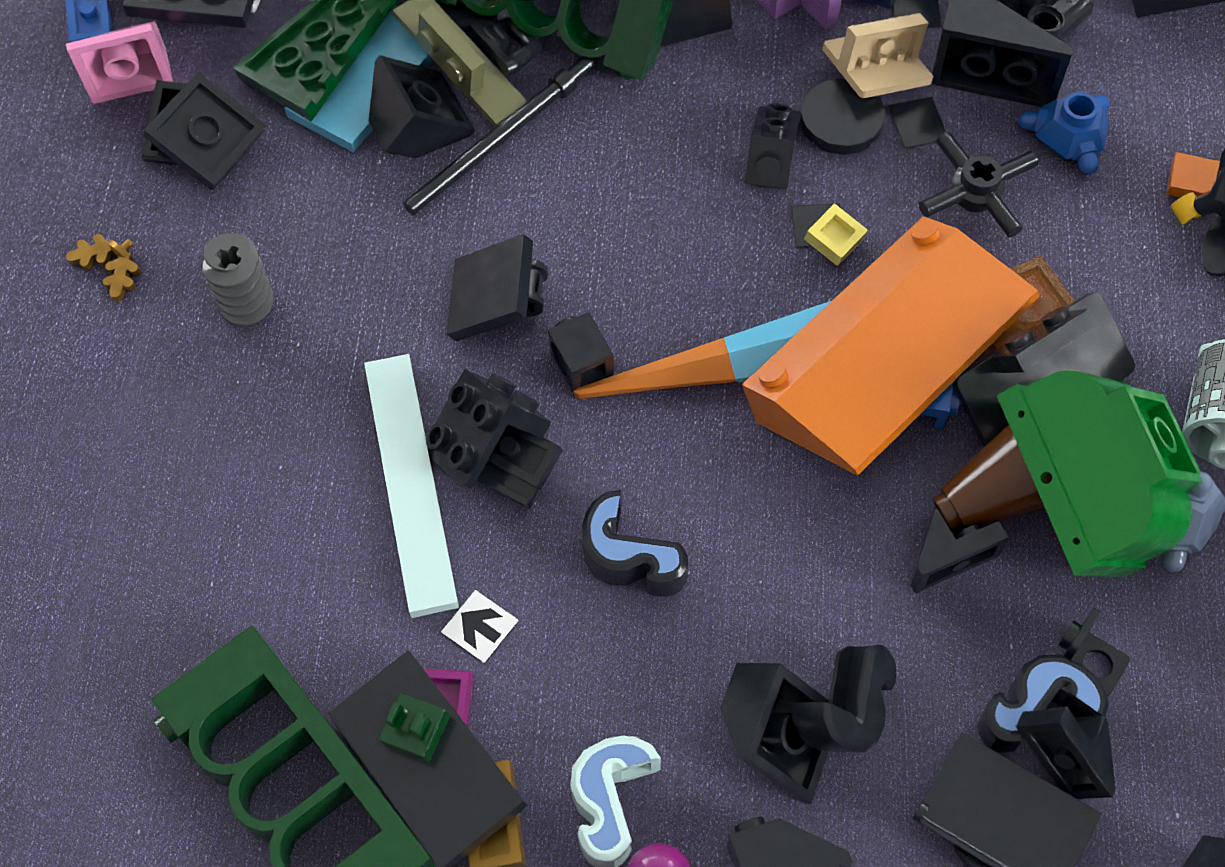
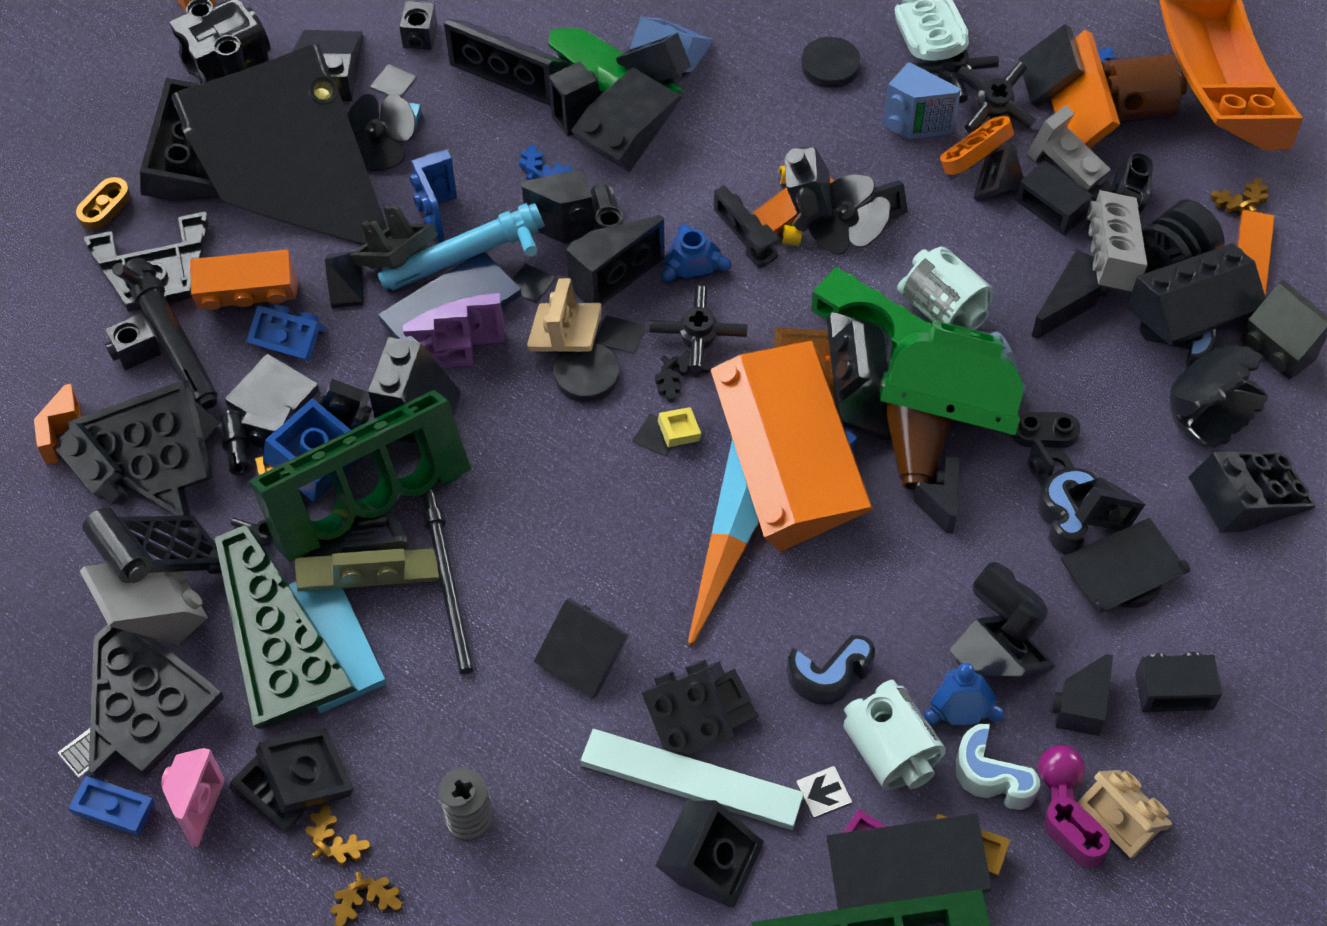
camera: 60 degrees left, 5 degrees down
(151, 213) = (338, 850): none -> pearl gold animal
(324, 545) = (710, 852): none -> black slope
(414, 109) = (390, 622): black slope -> none
(414, 727) = (888, 854): dark green tile -> none
(572, 657) = (894, 737): none -> light aqua cylinder
(580, 351) = (665, 621): black brick -> none
(681, 714) = (963, 699): none -> blue rock
(772, 146) = (588, 419): black bracket -> none
(897, 191) = (667, 376): none -> black animal
(1139, 624) = (1047, 429): none -> black plate
(1143, 309) = (849, 297): none -> green arch
(1150, 173) = (746, 227): none -> black plate

